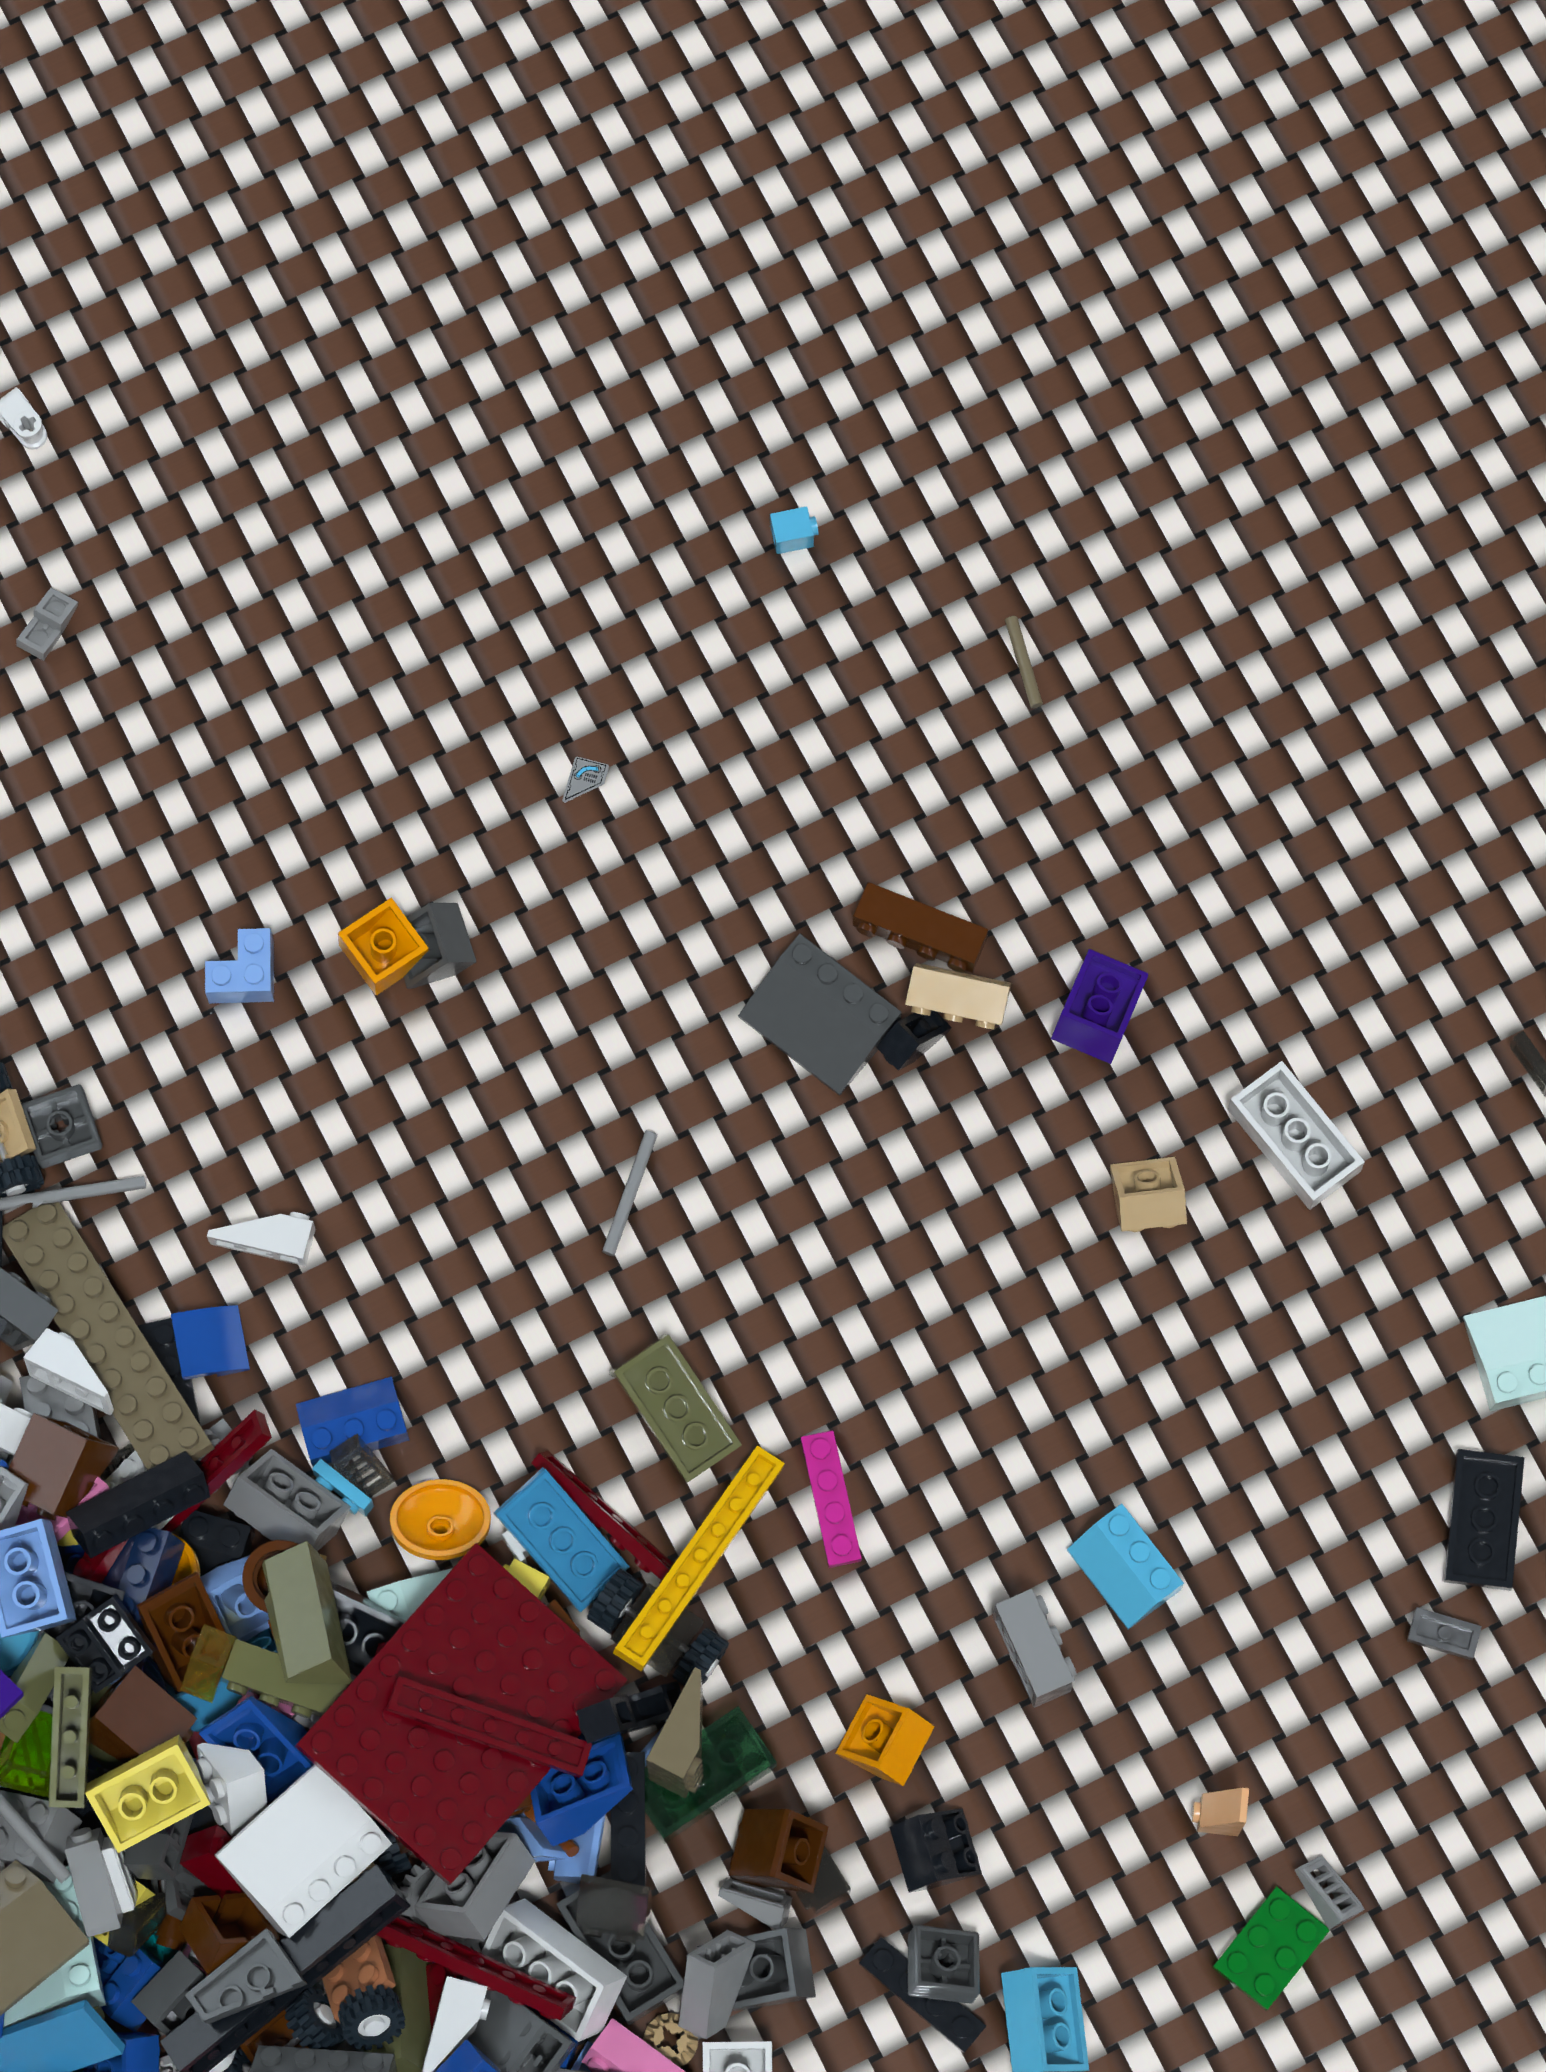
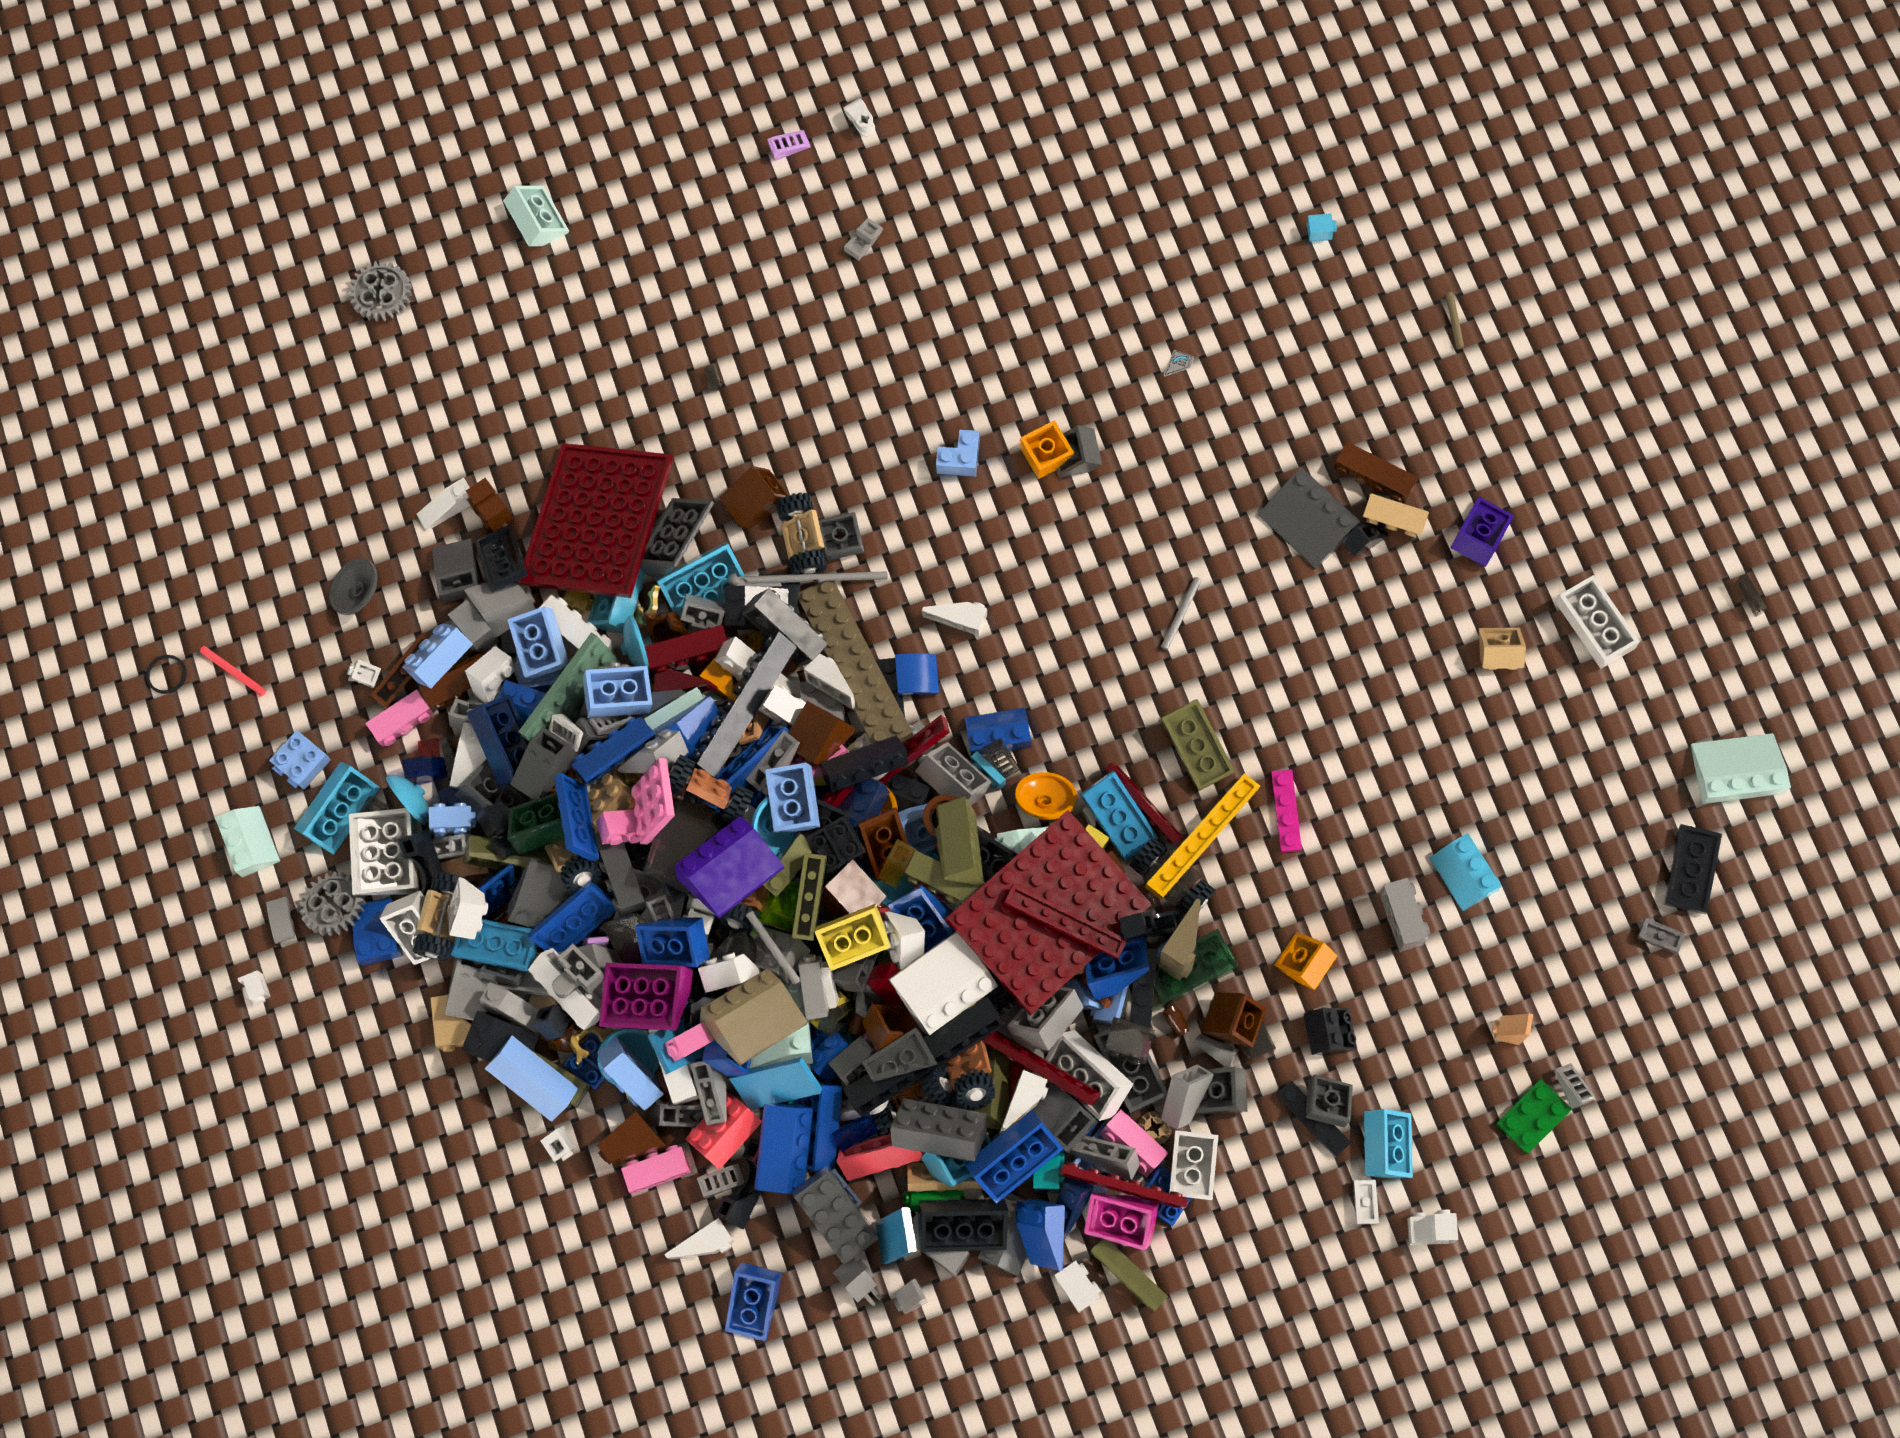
camera: 15 degrees right, 0 degrees up
(686, 1860) = (1175, 1019): none -> reddish brown cone

